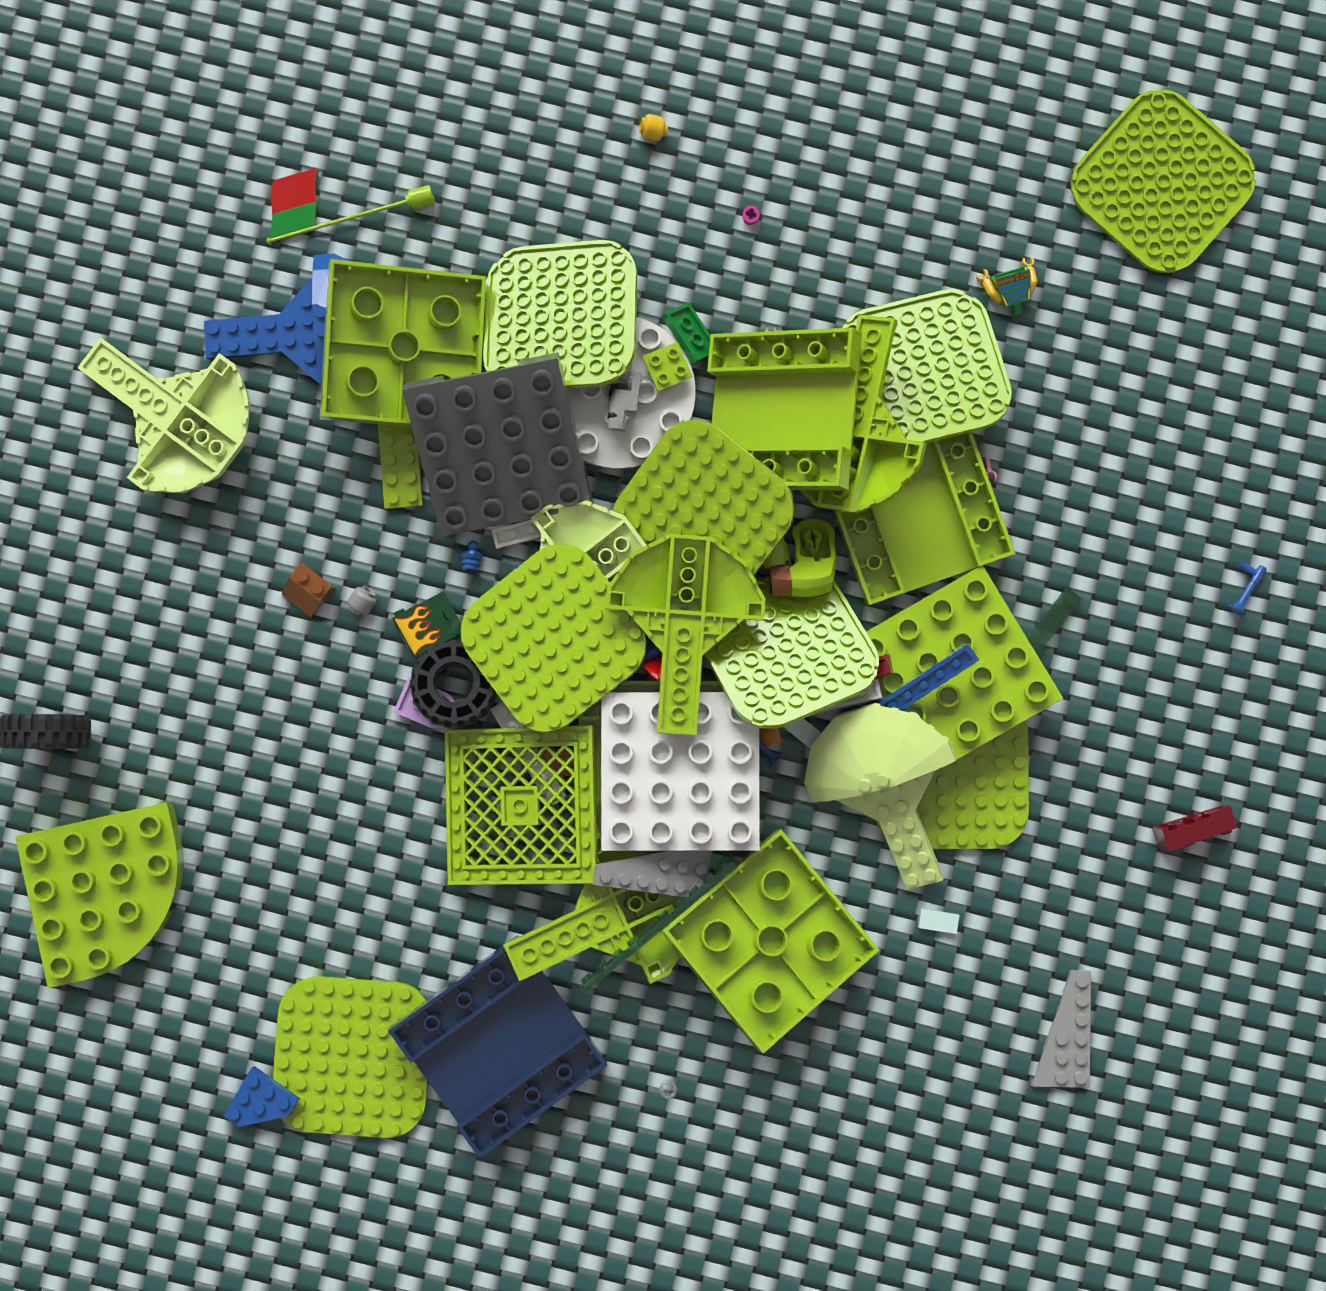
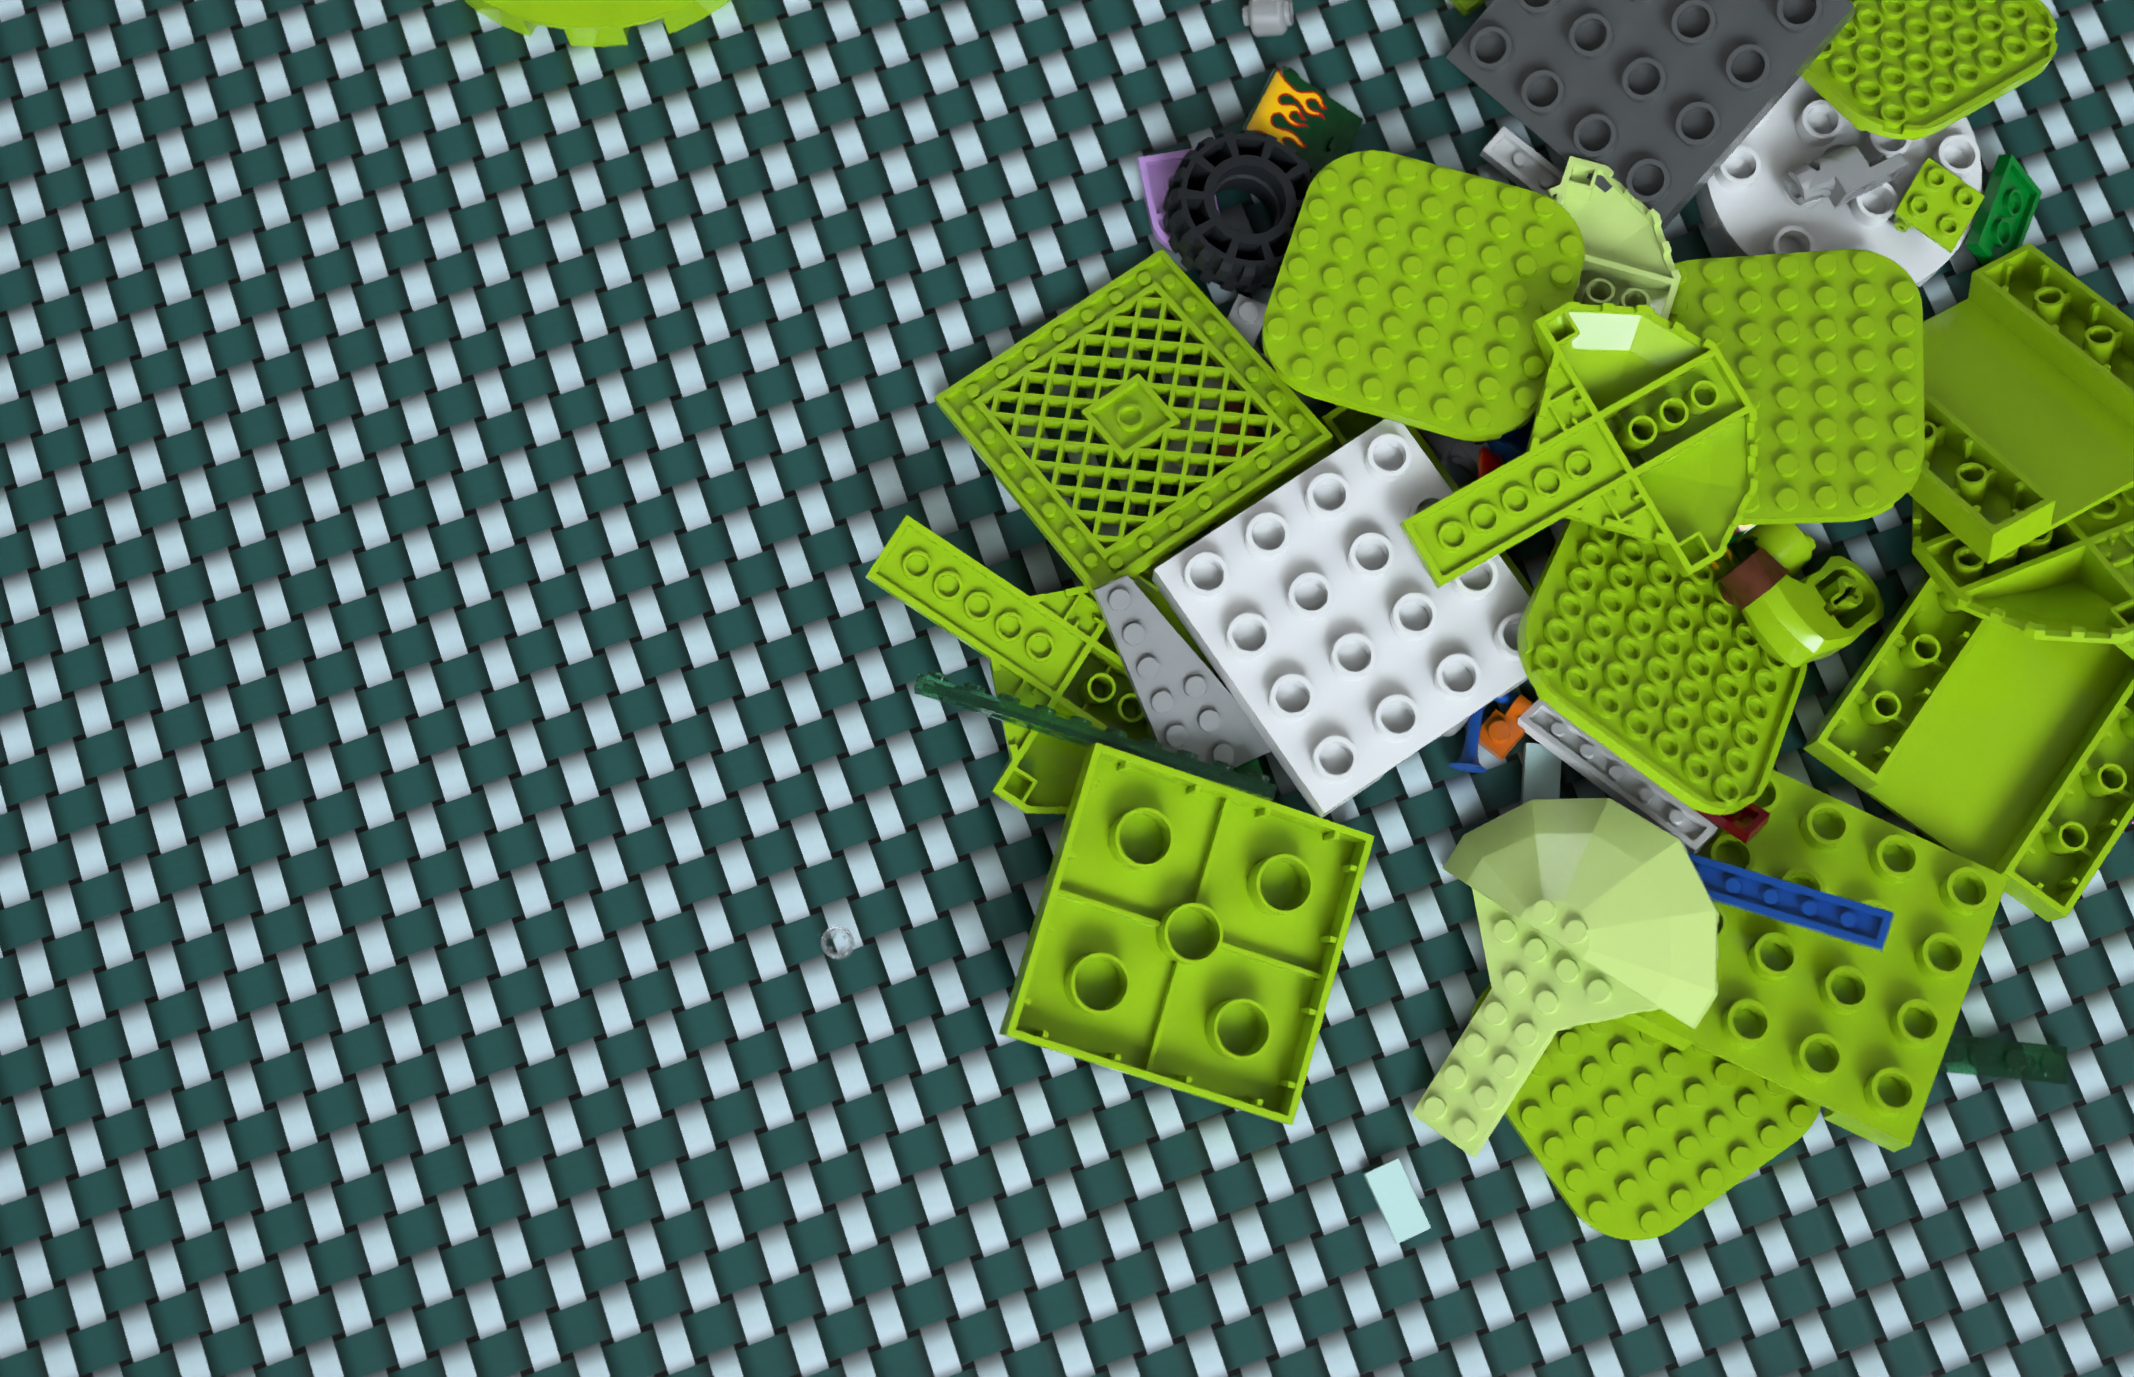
camera: 55 degrees right, 10 degrees down
(260, 1100) = (422, 335): blue plate -> none
(344, 1061) = (575, 432): lime plate -> none
(471, 558) = (1441, 126): blue piece -> none
(497, 1049) = (733, 627): dark blue plate -> none

